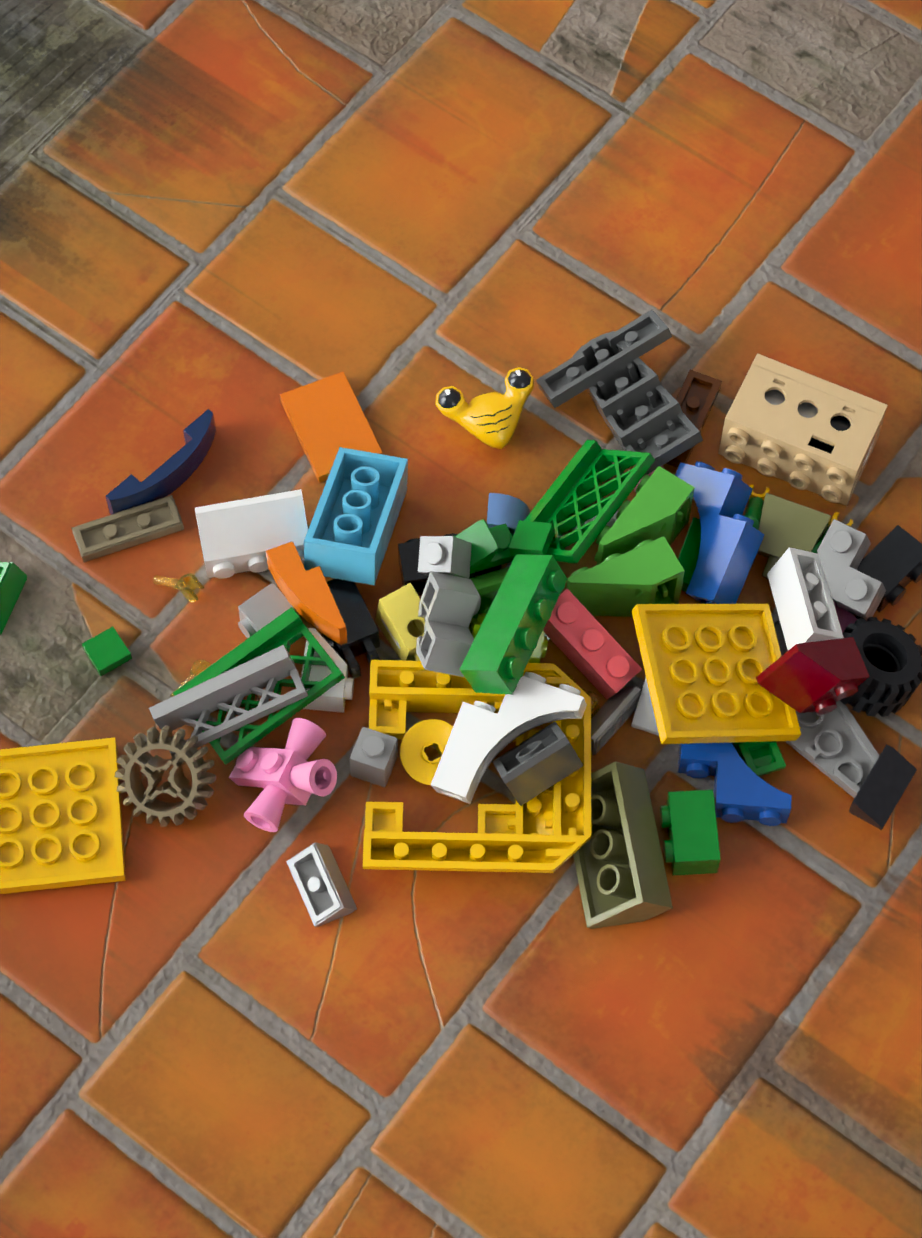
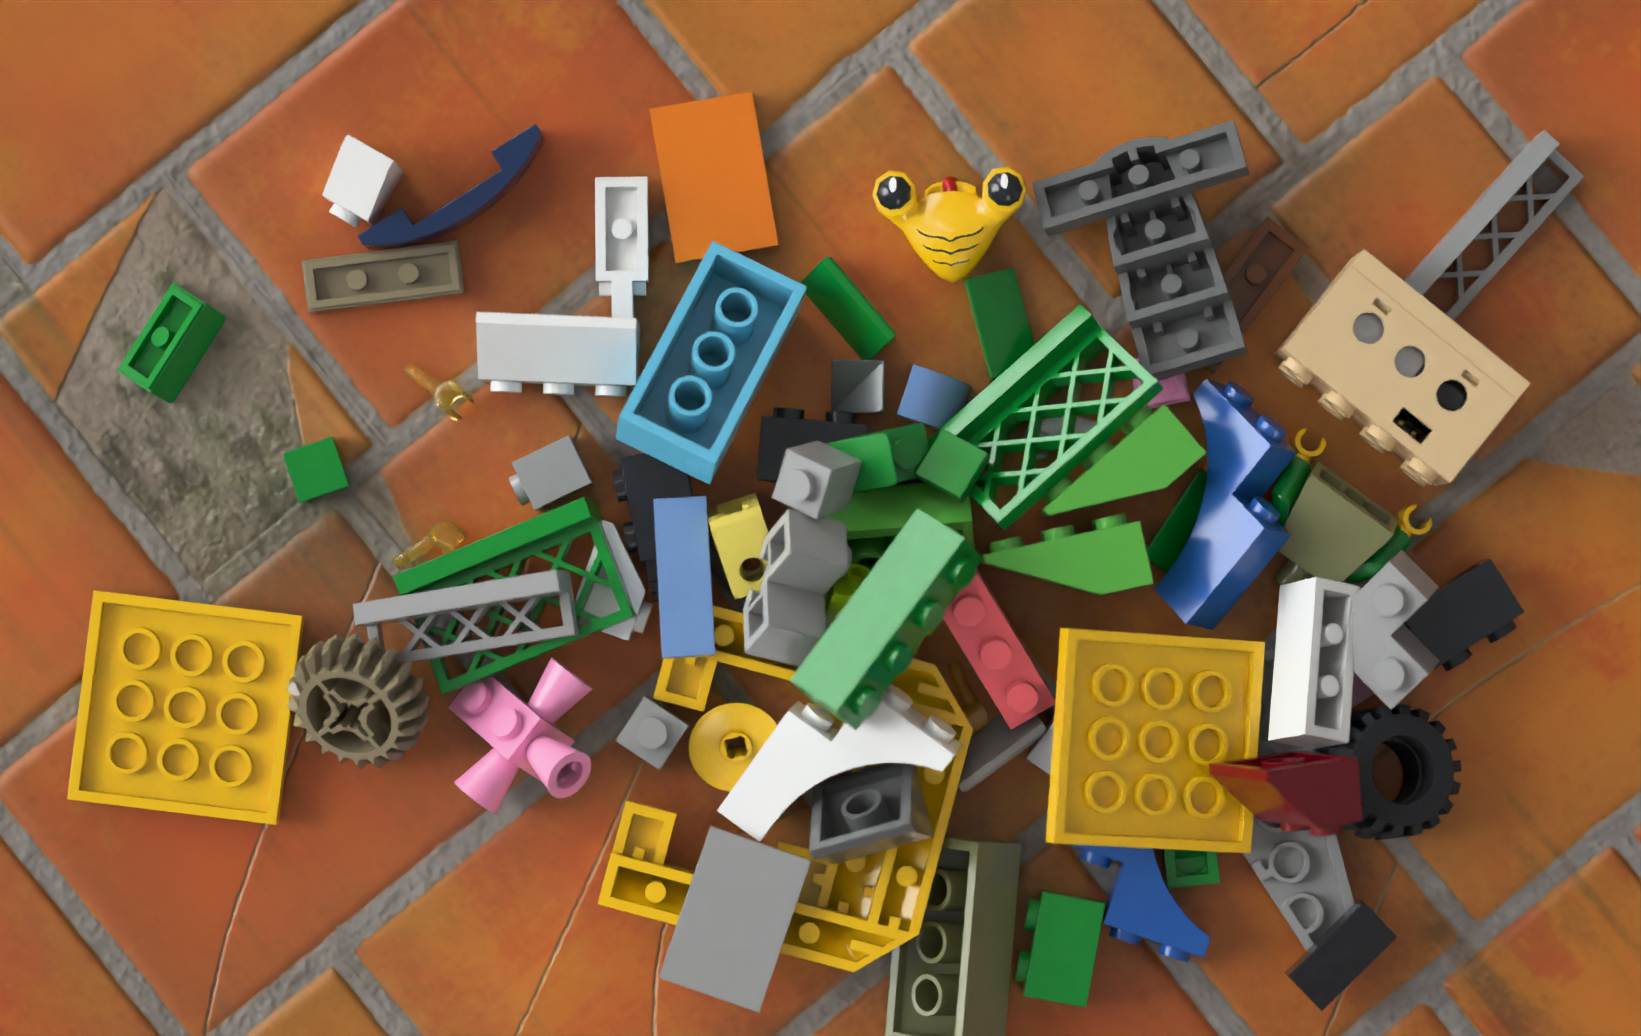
camera: 15 degrees right, 25 degrees up
(101, 463) = (360, 182): none -> white slope
(278, 463) = (622, 240): none -> white hinge
(306, 591) = (611, 475): orange slope -> none
(321, 884) = (542, 893): light grey slope -> none
(371, 645) = (684, 577): none -> medium blue tile
(439, 479) = (848, 309): none -> green slope
(454, 516) = (857, 386): none -> dark grey slope
(461, 850) = (734, 918): none -> light grey tile
(533, 464) = (999, 319): none -> green slope
(831, 331) = (1485, 211): none -> light grey fence

